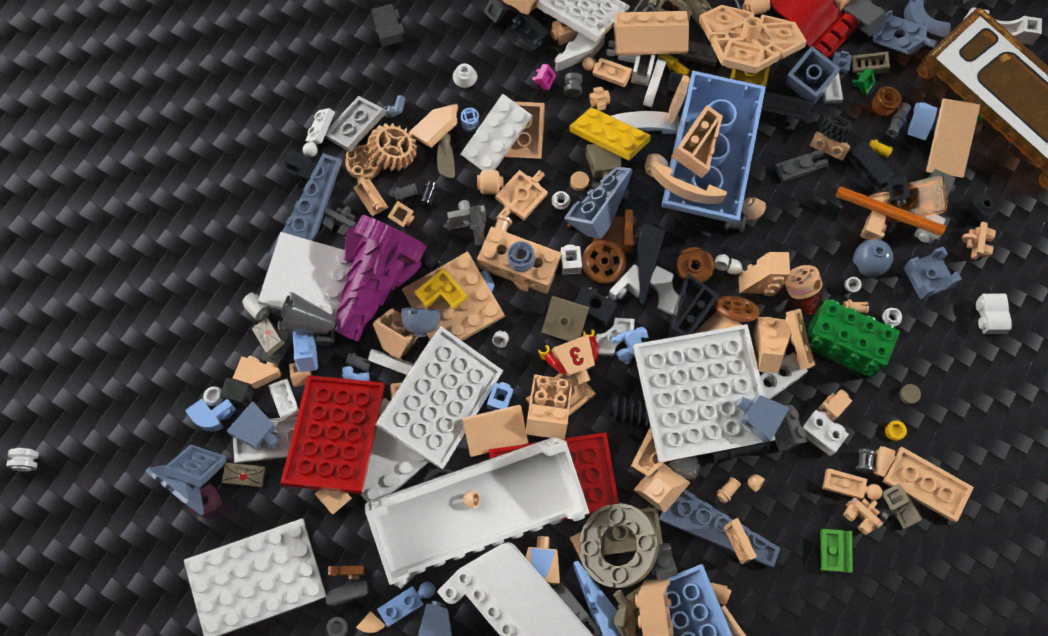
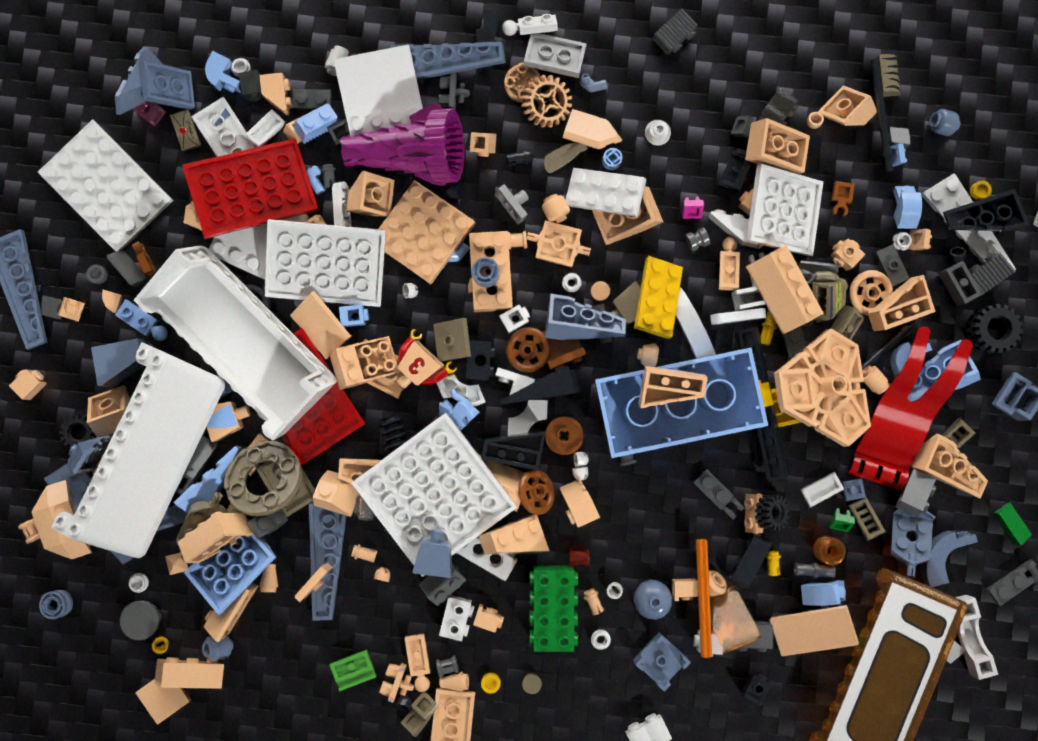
camera: 65 degrees right, 15 degrees up
(254, 428) = (224, 118): sand blue torso -> none
(268, 336) = (313, 85): tile -> none
(304, 316) = (336, 108): dark grey cone -> none
(370, 196) = (490, 106): light nougat hinge -> none
(404, 192) = (510, 136): dark grey pin -> none
(420, 320) = (386, 210): sand blue cylinder -> none
(441, 285) = (428, 216): yellow plate -> none
(472, 499) = (246, 334): light nougat hinge -> none
(477, 225) = (505, 217): dark grey pin -> none
(599, 98) = (694, 271): light nougat gear -> none
(678, 99) = (723, 347): light nougat tile -> none
(685, 190) = (619, 369): light nougat slope -> none
(753, 208) = (647, 466): light nougat cone -> none
(800, 339) = (527, 562): light nougat plate -> none
(803, 282) = (592, 542): light nougat head -> none
(812, 75) = (811, 466): sand blue slope -> none
(896, 184) = (721, 596): black brick -> none
(976, 241) = (726, 694): light nougat hips -> none

